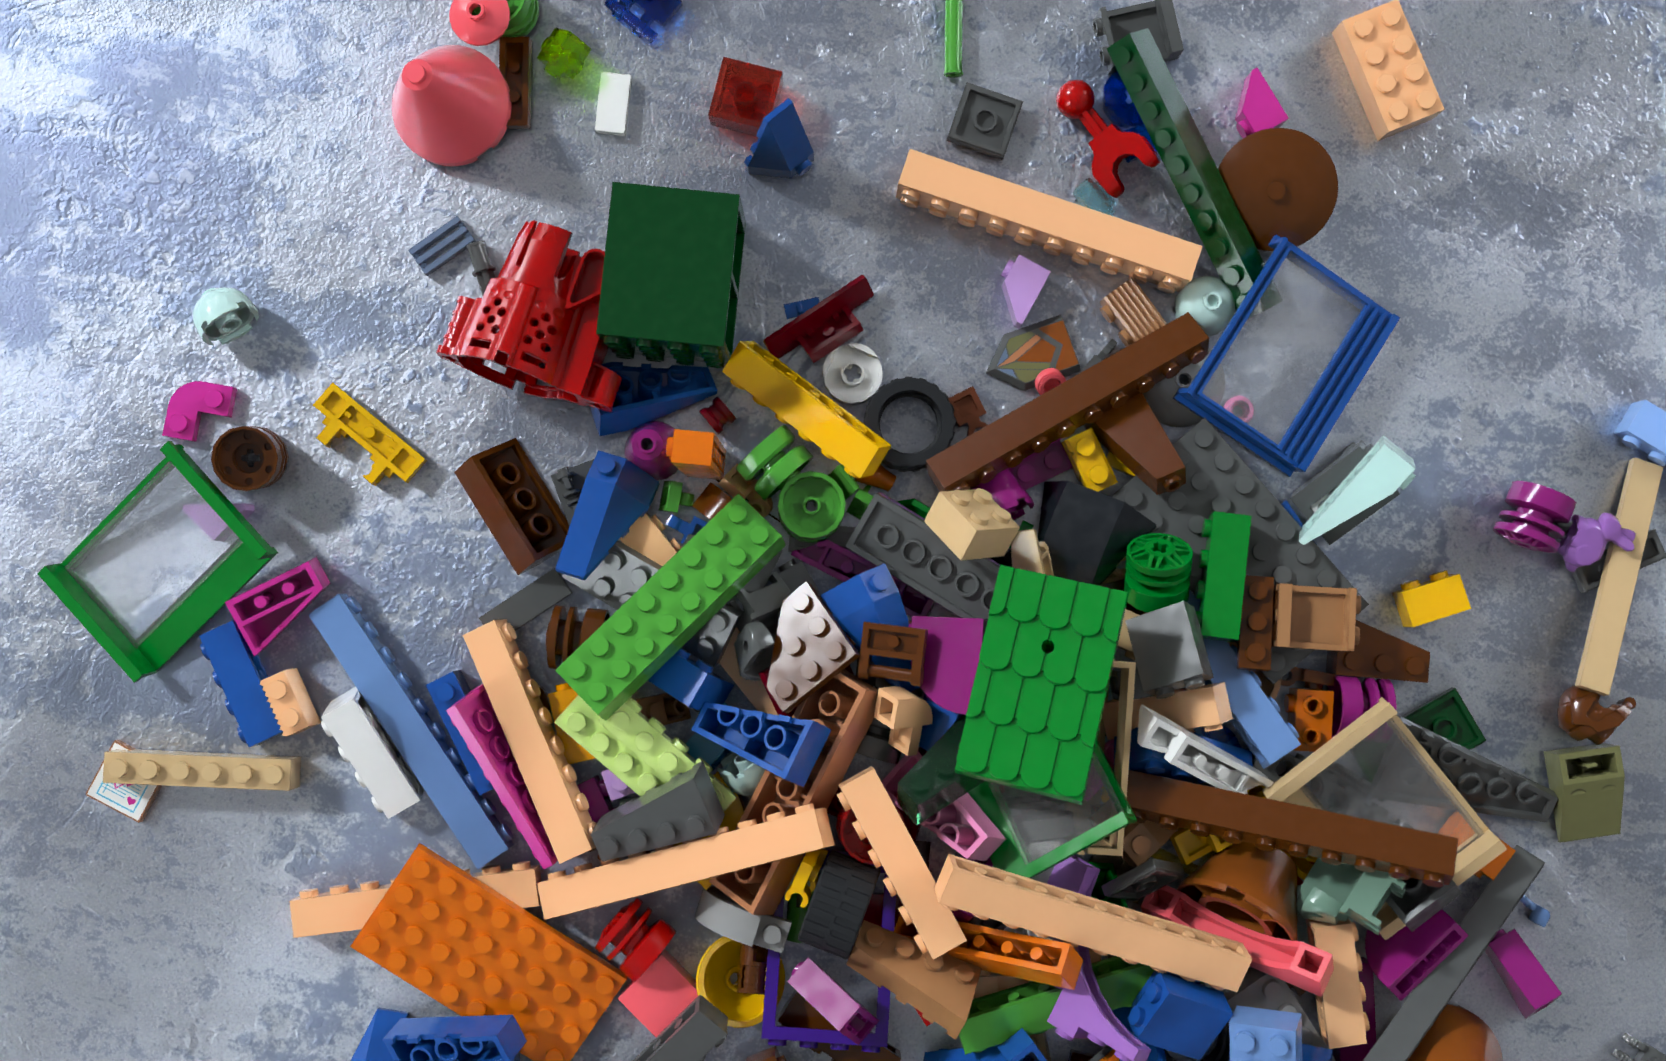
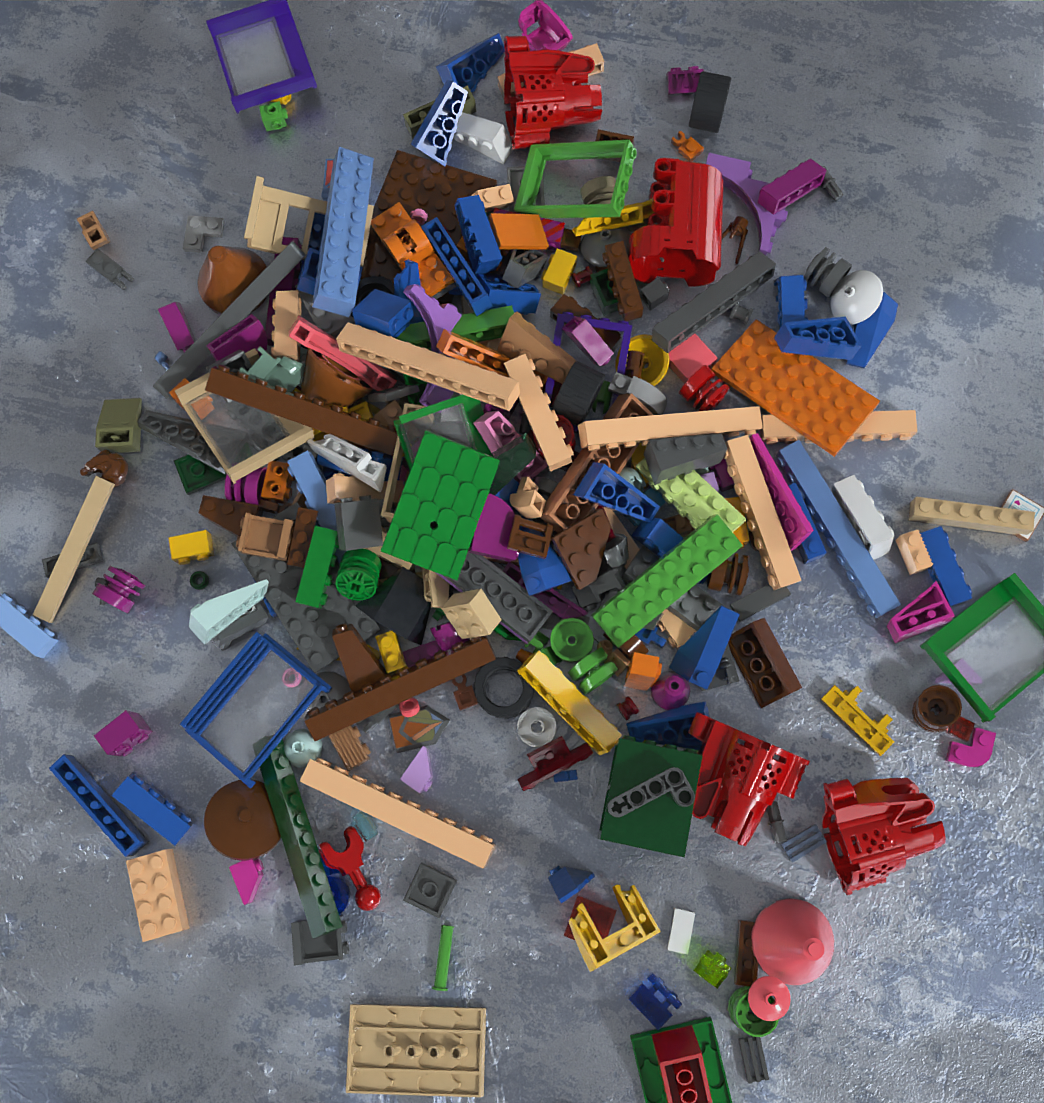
camera: 165 degrees left, 10 degrees down
(209, 435) = (962, 729): none -> clear red tile
(223, 315) = (954, 809): light aqua cylinder -> none
(331, 268) = (884, 815): none -> red piece
(672, 260) = (647, 795): none -> dark grey beam
(673, 497) = (663, 654): bright green tile -> none
(727, 51) = (600, 951): none -> yellow wedge
(807, 872) = (598, 411): yellow plate -> none
(1417, 548) = (195, 576): none -> dark green plate
(1419, 192) = (152, 808): none -> blue wedge
(1484, 294) = (123, 734): none -> magenta brick
(1502, 188) = (98, 805): none -> blue brick
(1588, 539) = (88, 573): medium lavender animal -> none

